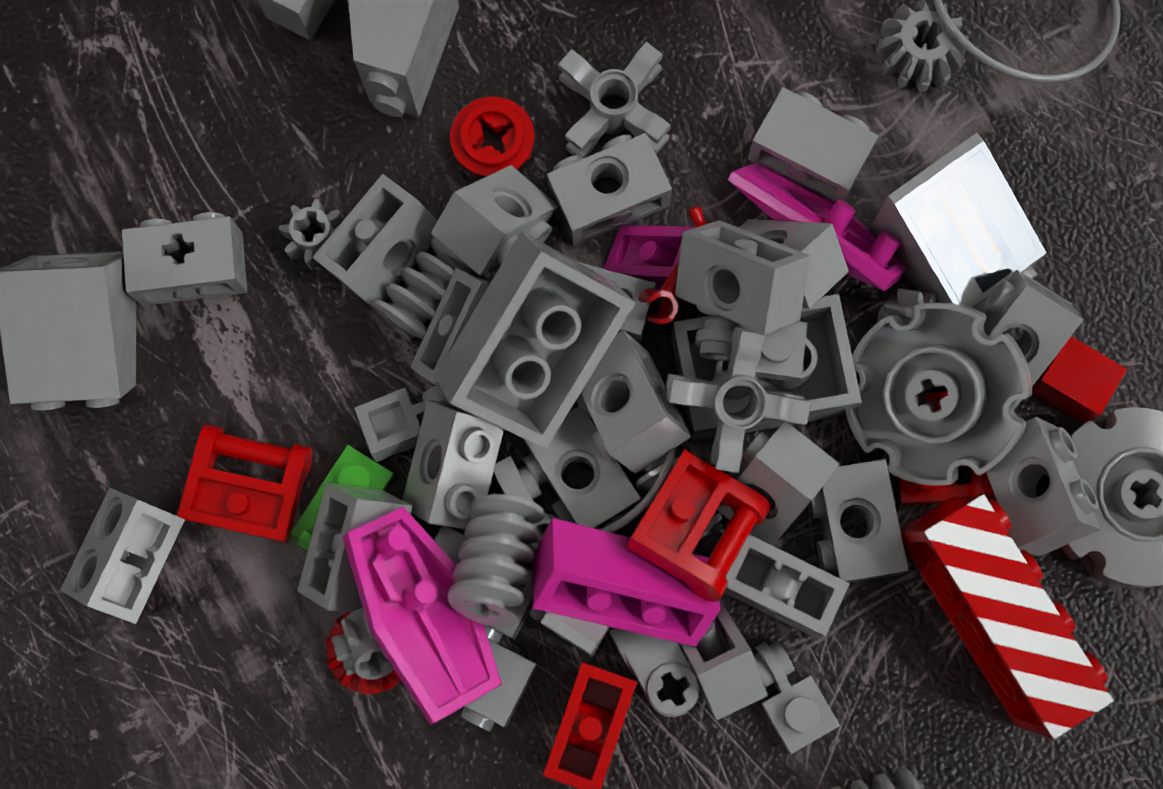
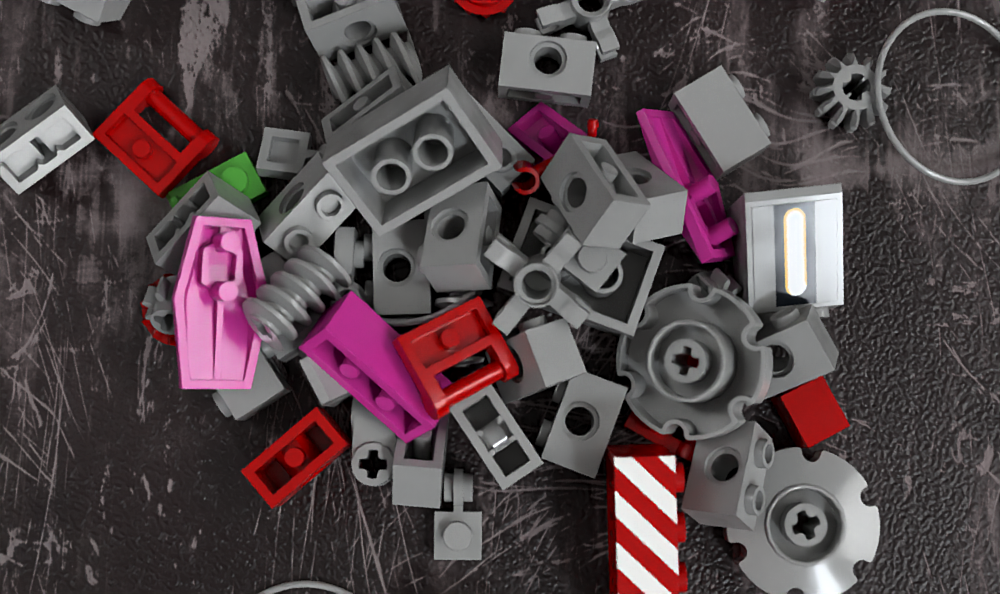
camera: 25 degrees right, 5 degrees up
(489, 216) = (445, 36): light grey brick -> none

